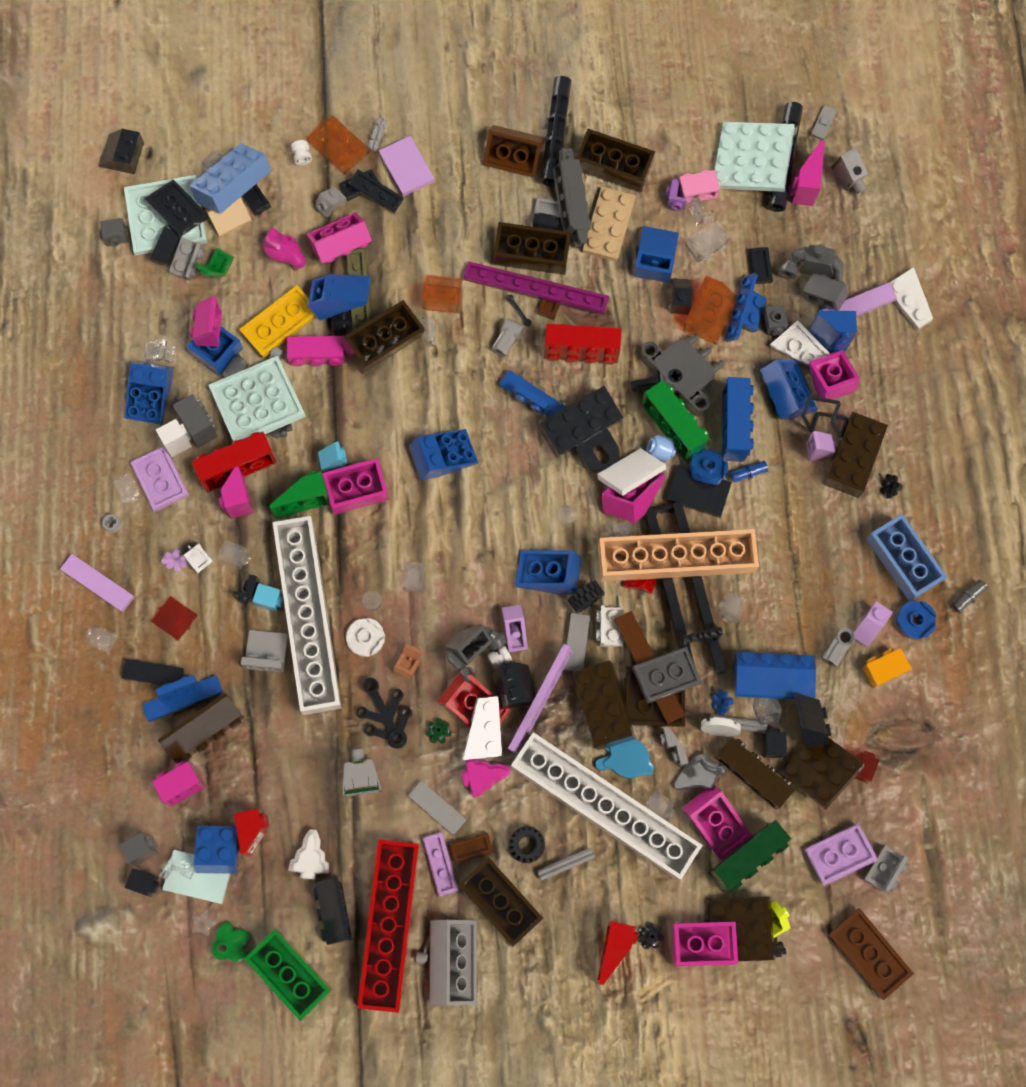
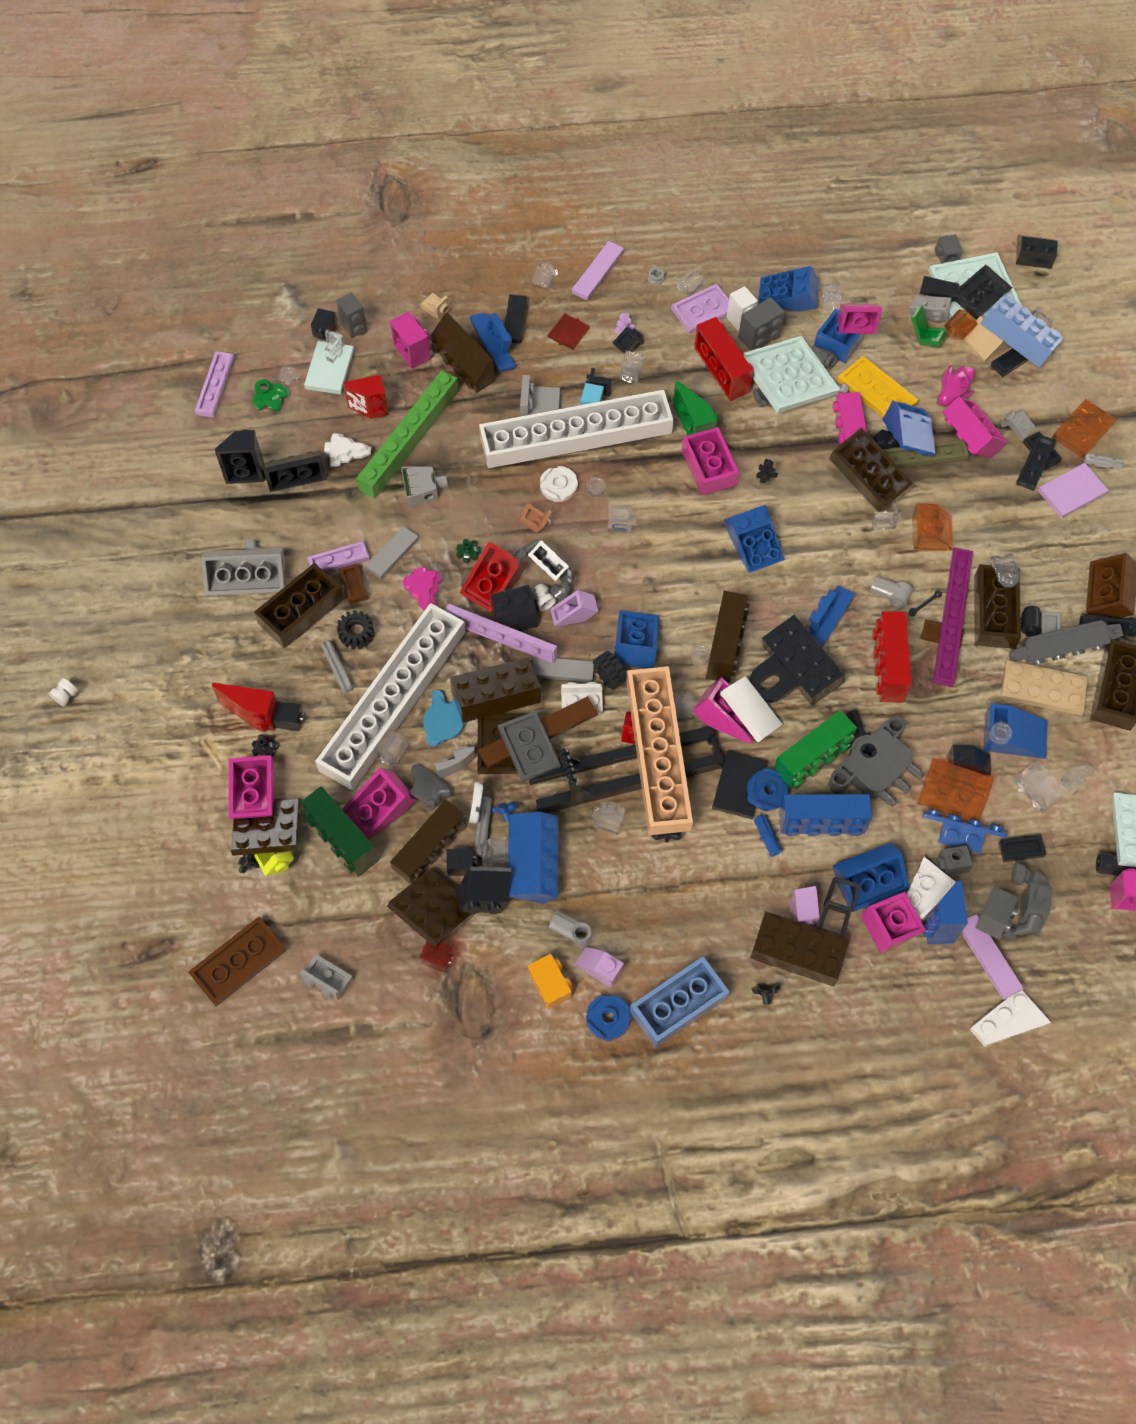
camera: 90 degrees right, 10 degrees down
(126, 758) = (435, 305): none -> tan bracket
(208, 1006) = (214, 384): none -> lavender tile
(213, 233) = (960, 325): none -> clear orange brick
(216, 850) = (348, 367): blue brick -> none
(235, 495) = (691, 362): dark pink slope -> none
(288, 974) = (246, 417): green brick -> none
(297, 788) = (407, 434): none -> bright green brick
(302, 155) = (1068, 394): white wheel -> none
(324, 964) = (241, 458): none -> black slope
(332, 457) = (737, 440): medium azure slope -> none
(368, 434) = (766, 471): none -> black plant
(386, 716) = (481, 504): black plant -> none
(388, 926) = (279, 513): red brick -> none
(484, 733) = (467, 584): white wing -> none
(510, 229) = (1008, 575): none -> clear plate
(555, 486) = (728, 636): none -> dark brown brick
(622, 909) = (288, 716): none -> black brick
(661, 448) = (782, 740): light blue head -> none
(667, 262) = (1000, 733): none -> clear tile
(675, 202) = (1091, 749): medium lavender bracket -> none
(700, 185) = (1107, 774): bright pink brick -> none
(841, 854) = (342, 930): lavender tile -> none
(969, 596) = (640, 1079): dark grey pin -> none

